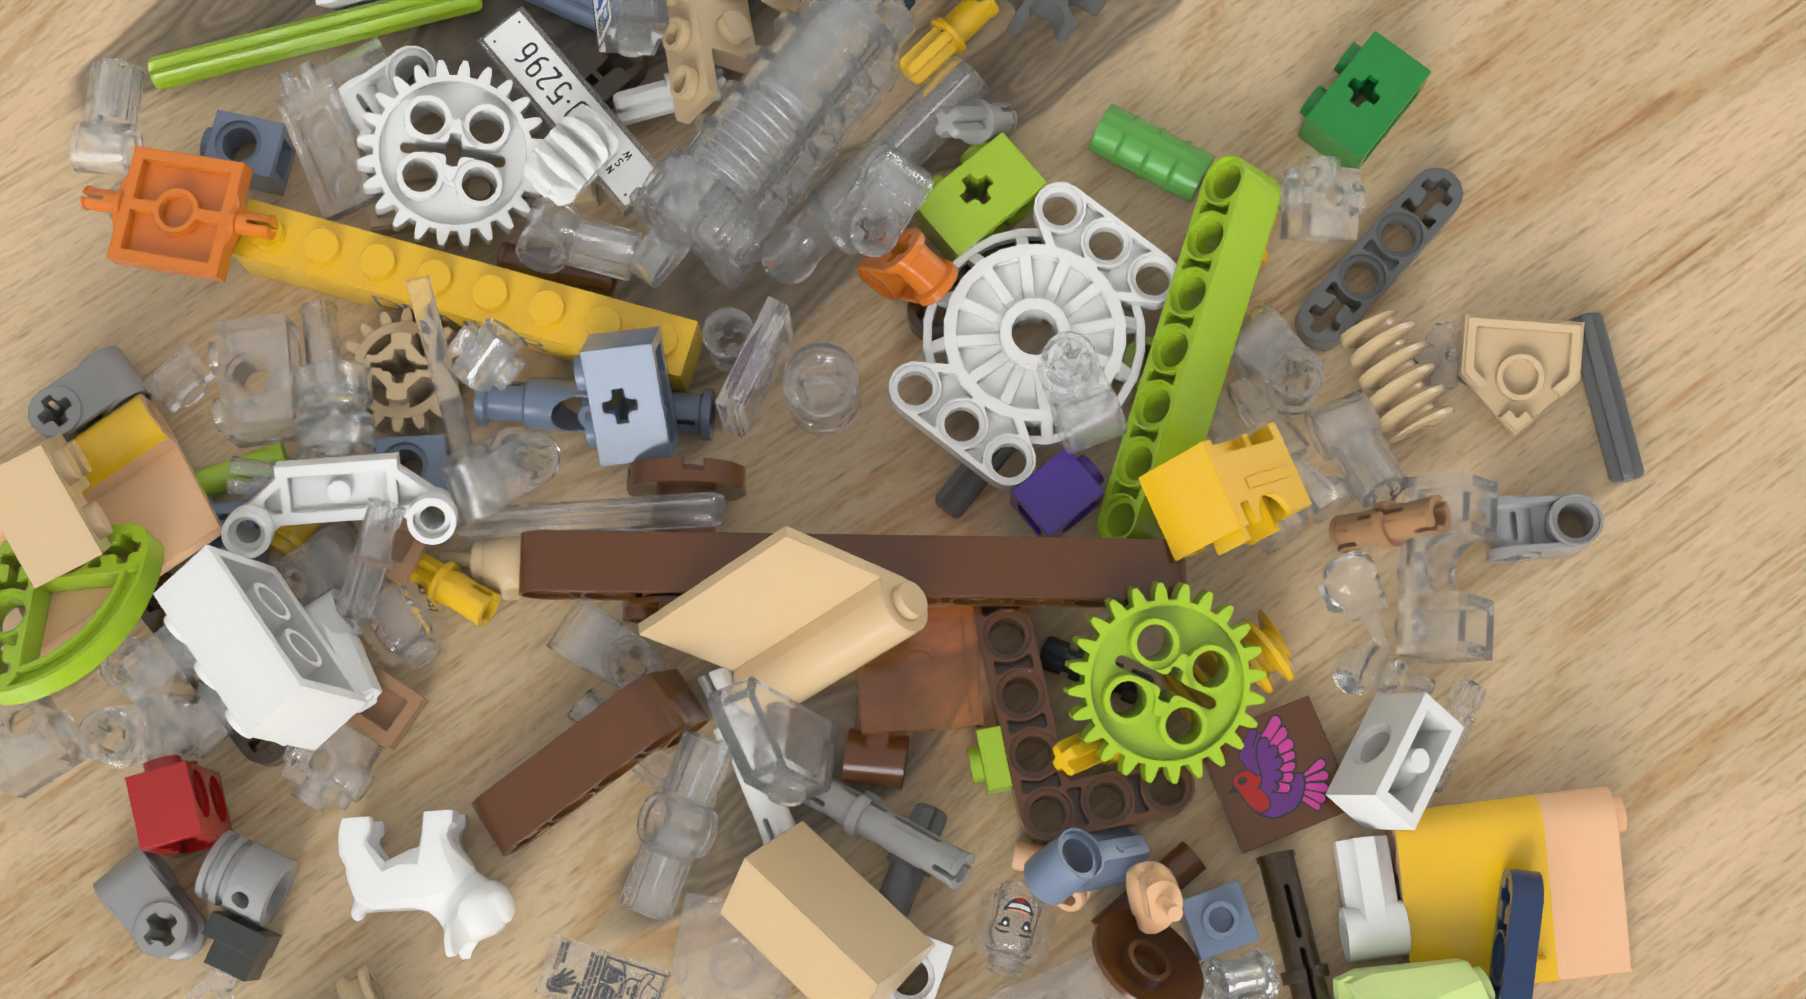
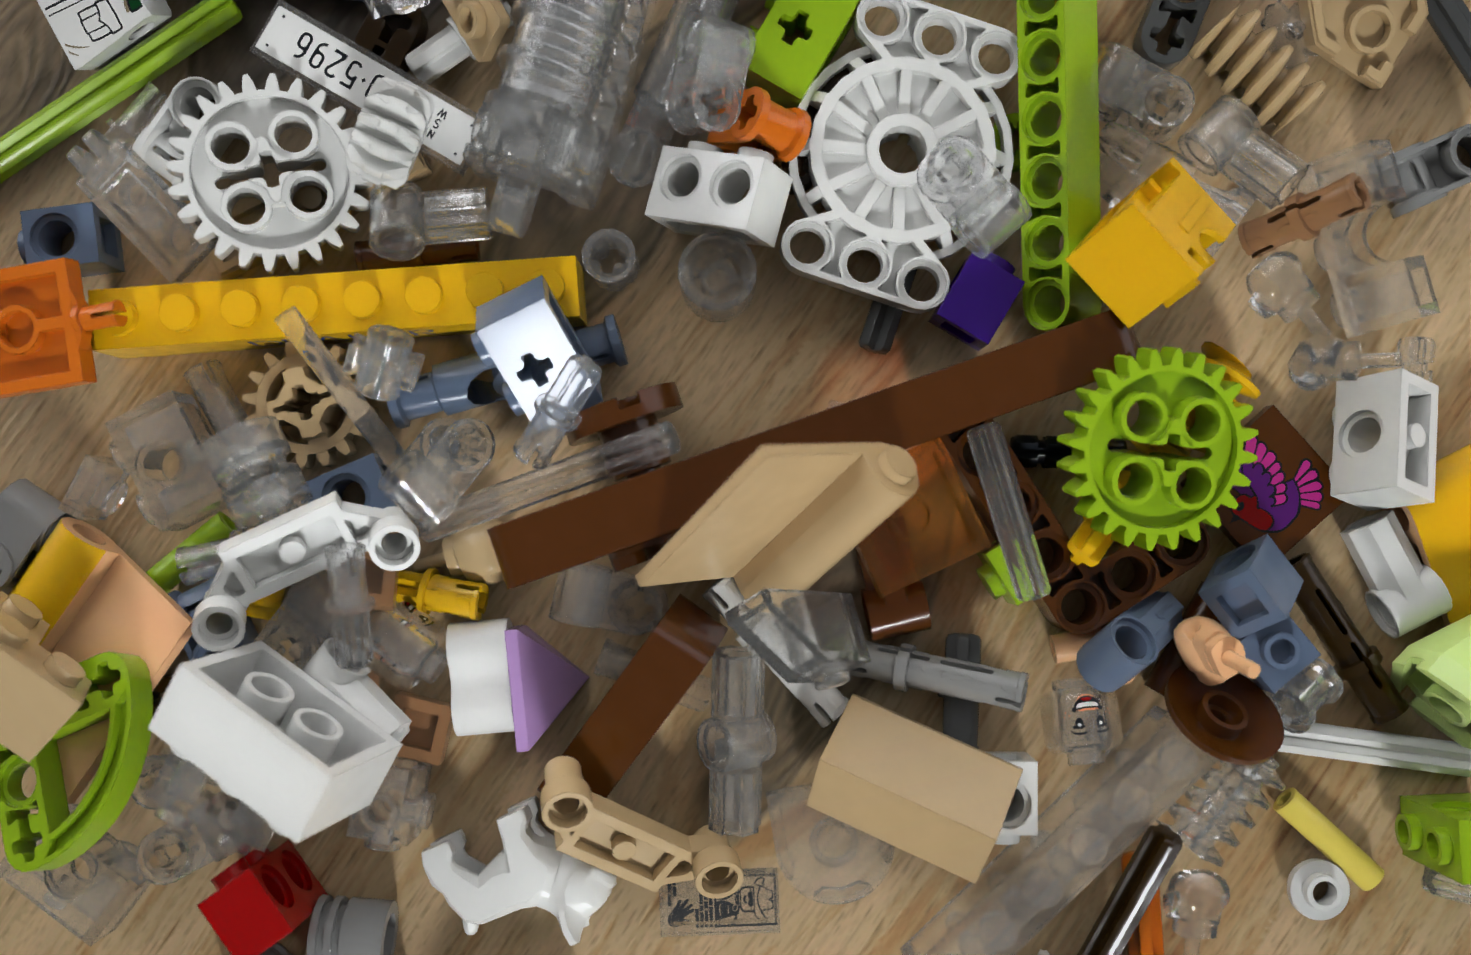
camera: 25 degrees left, 10 degrees up
(463, 681) = (479, 677): none -> white axle
(512, 708) = (539, 684): none -> lavender slope
(539, 881) = (629, 842): none -> tan plate
(626, 449) = (558, 410): none -> clear axle
(755, 368) = (648, 278): clear tile -> none
(853, 312) = (718, 194): none -> white brick
(1009, 696) = (1008, 512): none -> clear axle
(1217, 853) = (1251, 587): none -> sand blue brick

